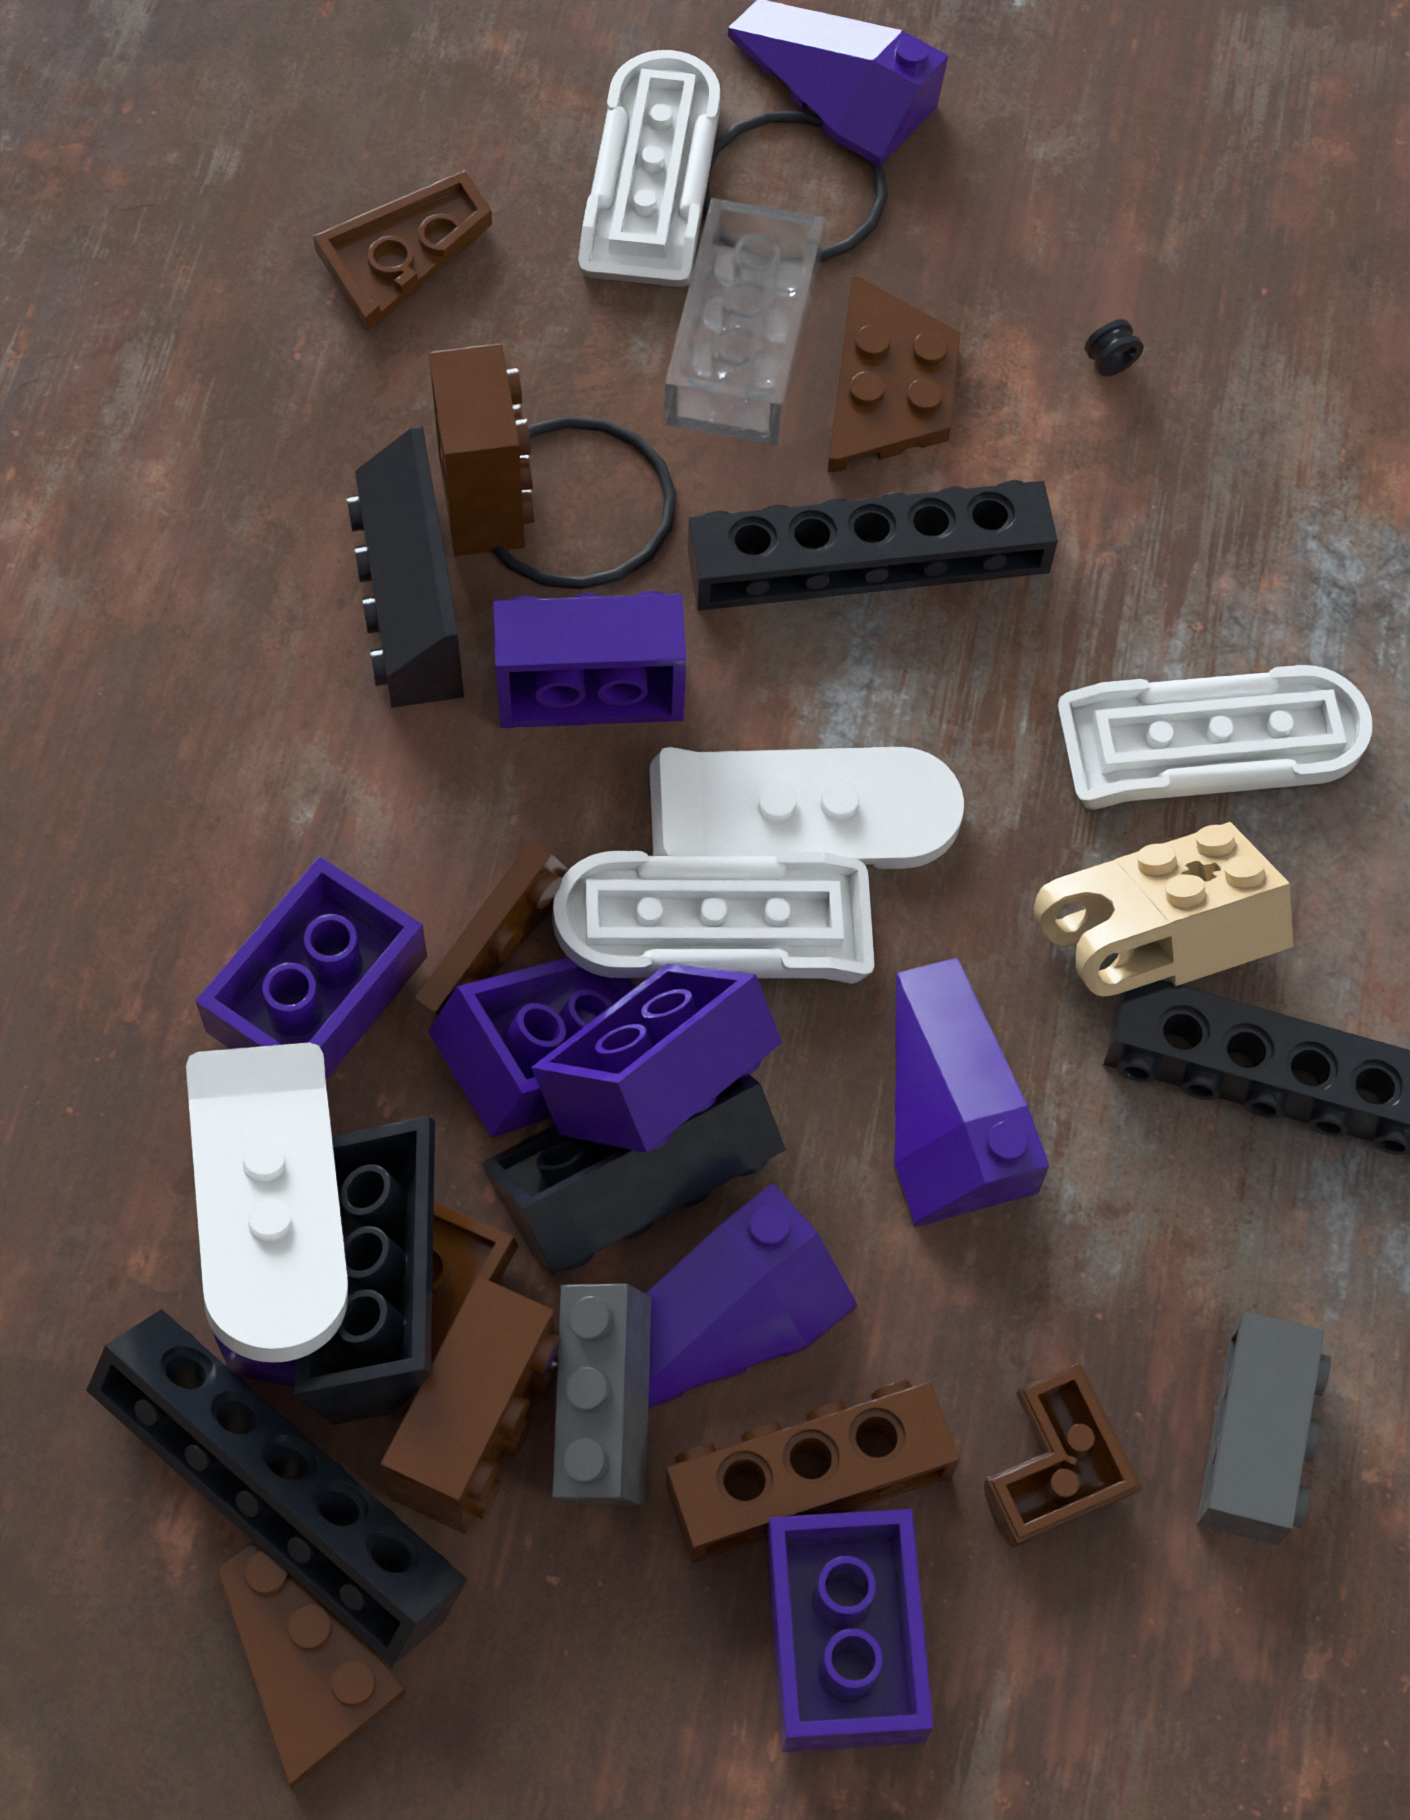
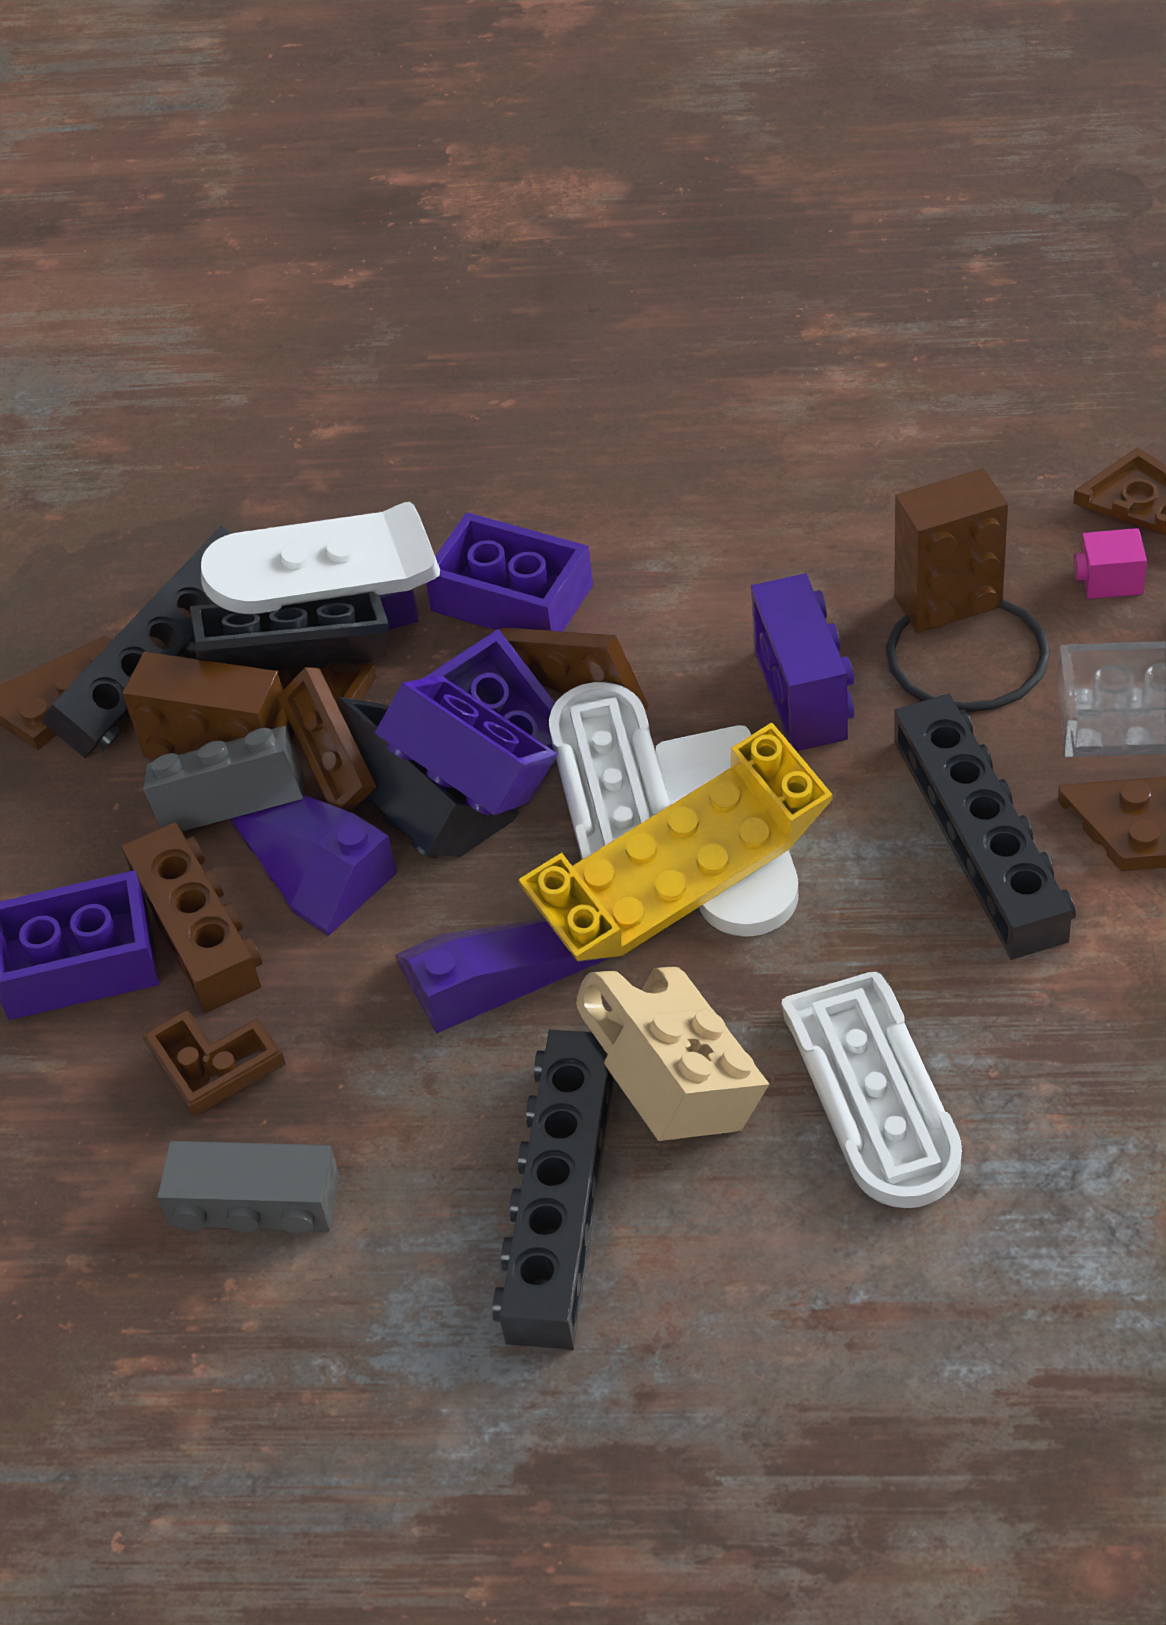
camera: 90 degrees right, 15 degrees down
(407, 575) = (840, 564): black slope -> none
(500, 310) = (1111, 563): none -> dark pink brick
(588, 1239) = (326, 740): none -> reddish brown plate
(870, 848) = (682, 852): none -> yellow slope

